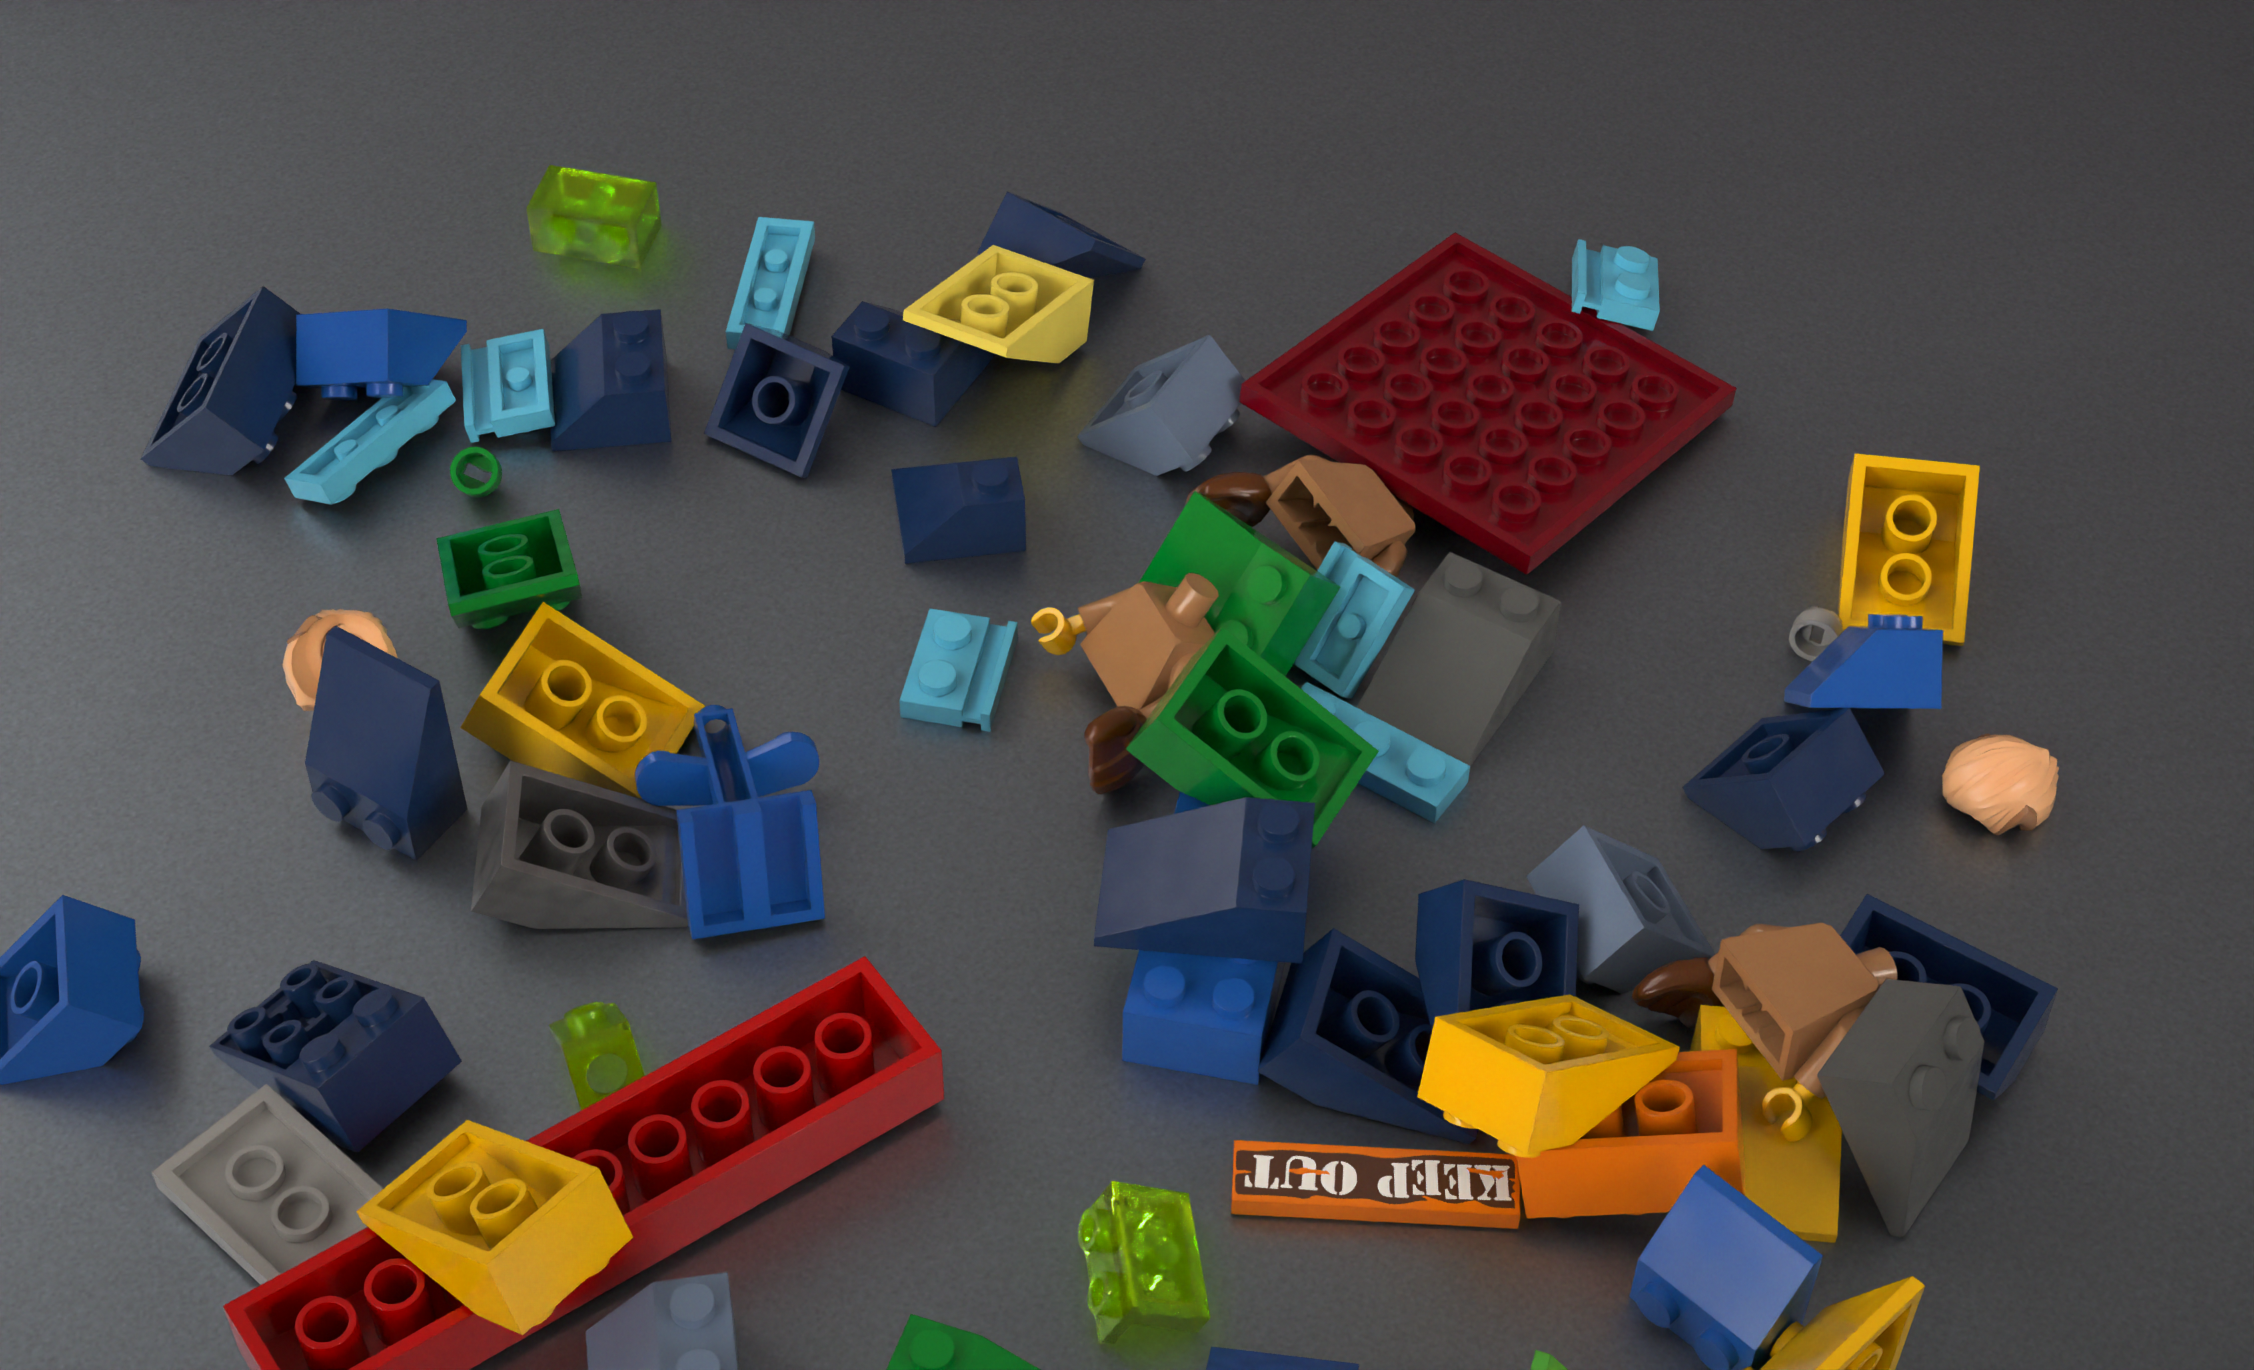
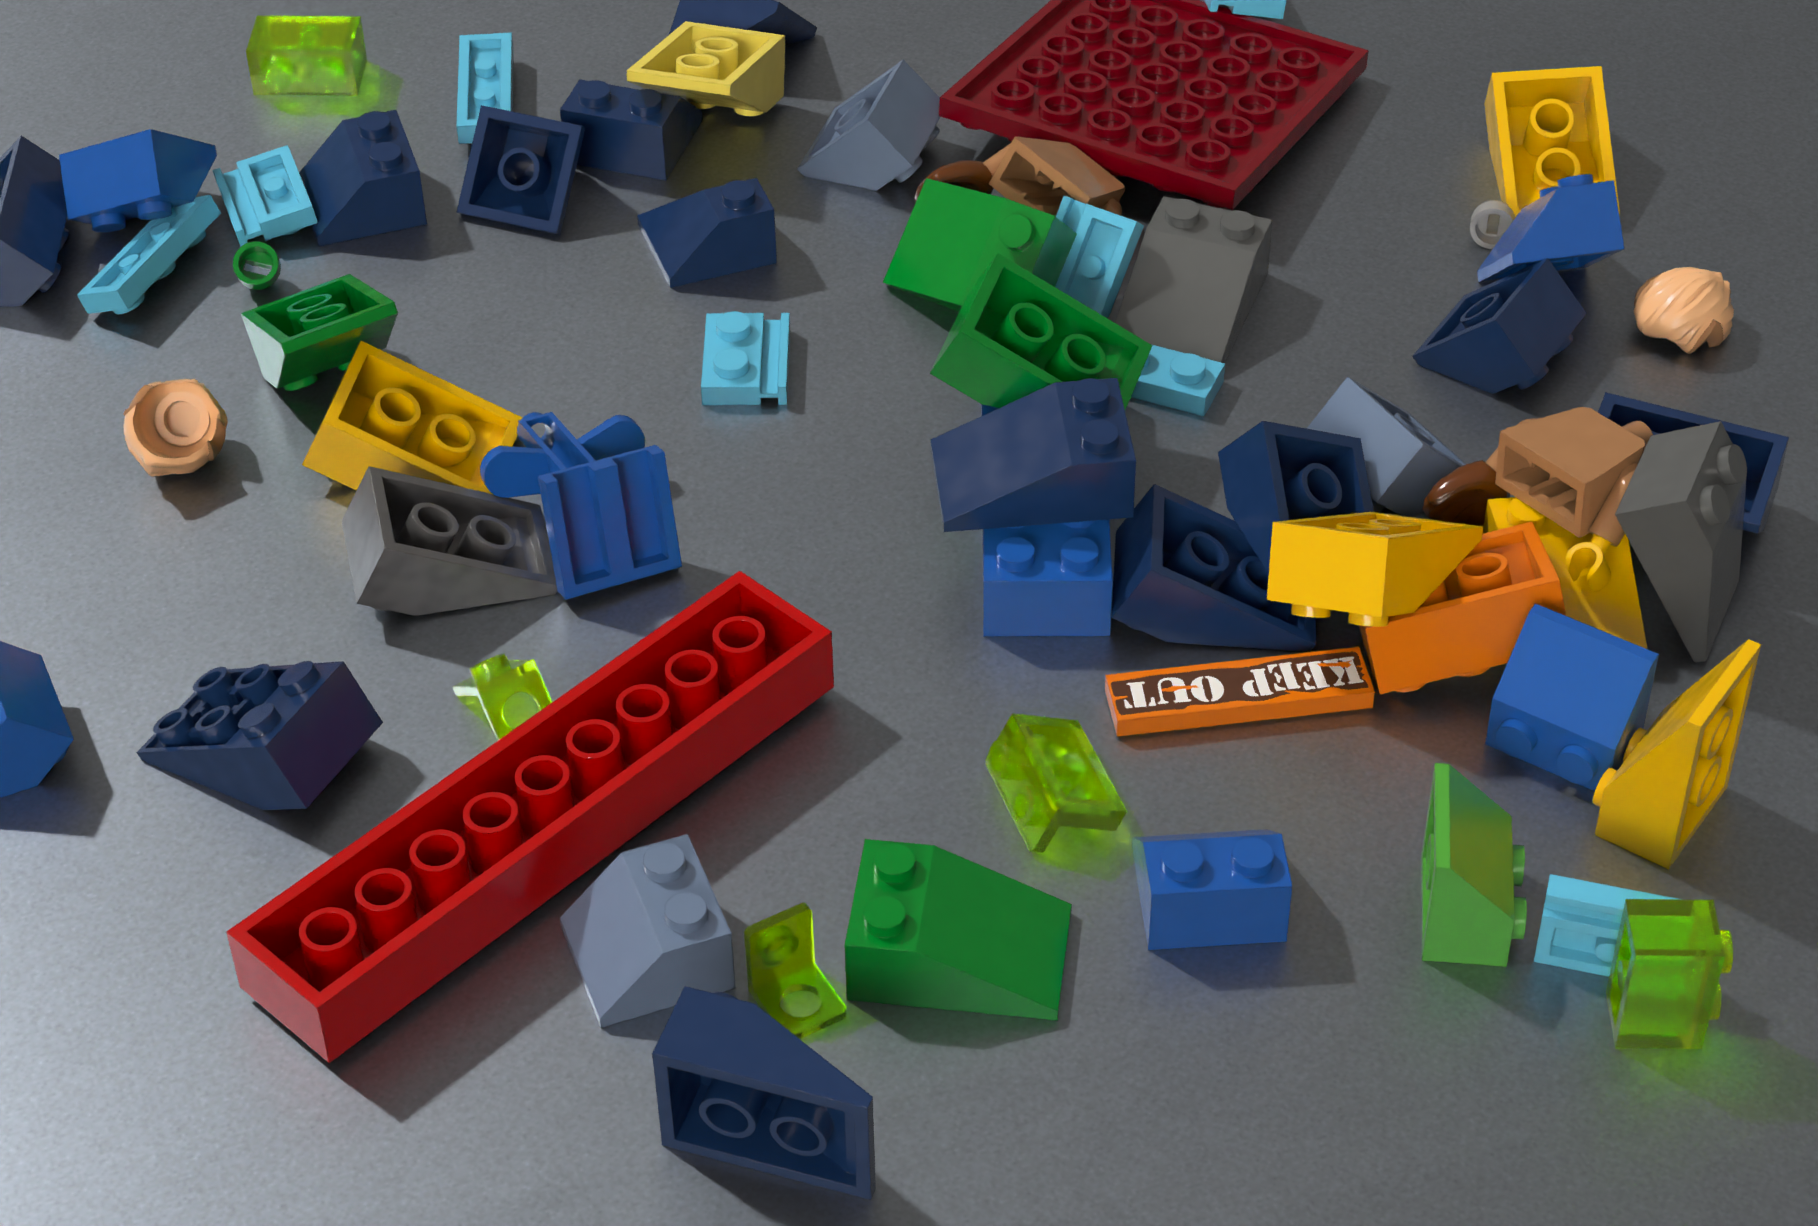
camera: 10 degrees left, 5 degrees down
(267, 1186) = (228, 847): light grey plate -> none
(382, 748) = (242, 475): dark blue slope -> none
(500, 1223) = (475, 816): yellow slope -> none
(1138, 649) = (910, 312): medium nougat torso -> none

